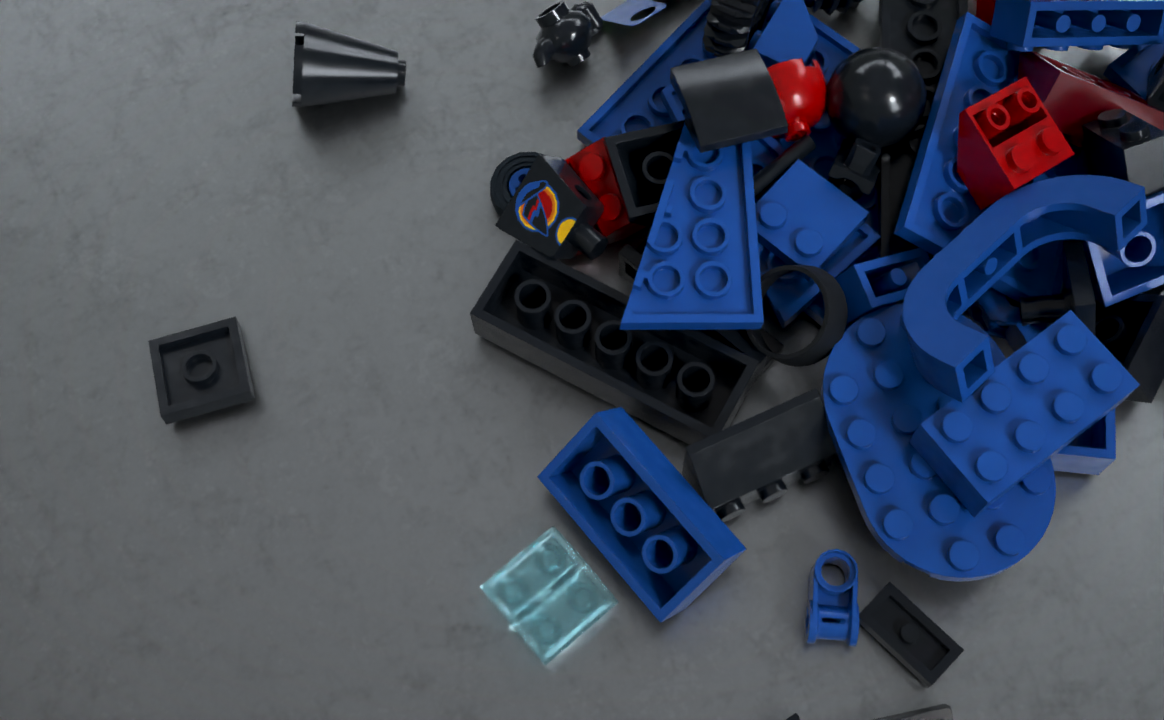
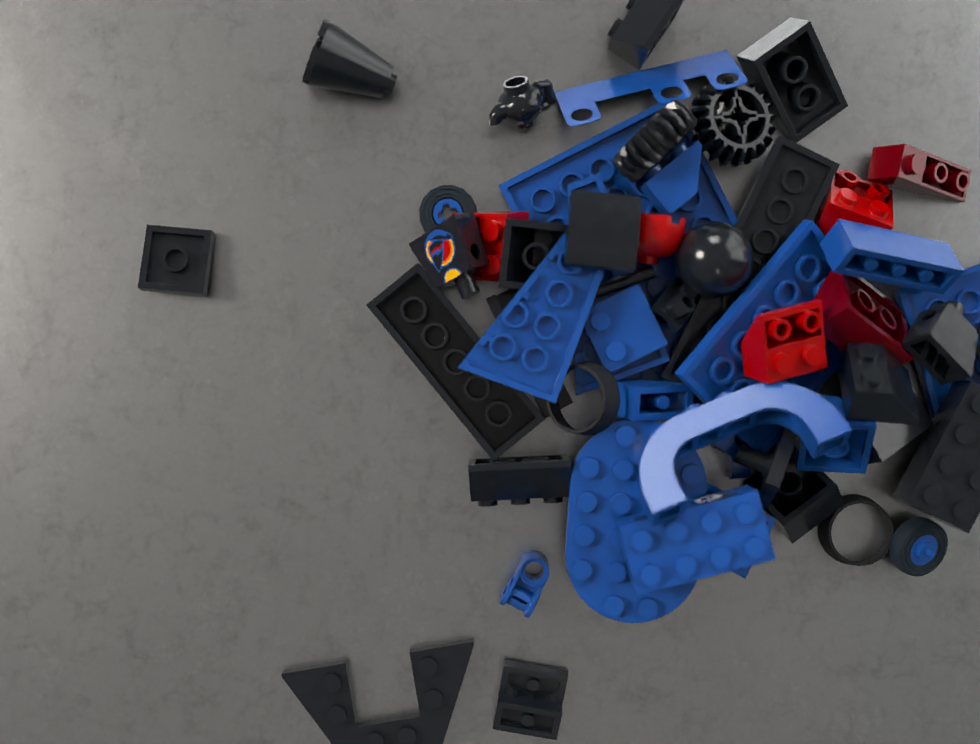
camera: 15 degrees right, 20 degrees up
(549, 595) = (349, 508): clear light blue slope -> none
(640, 513) = (426, 487): blue brick -> none
(909, 634) = (564, 623): black plate -> none

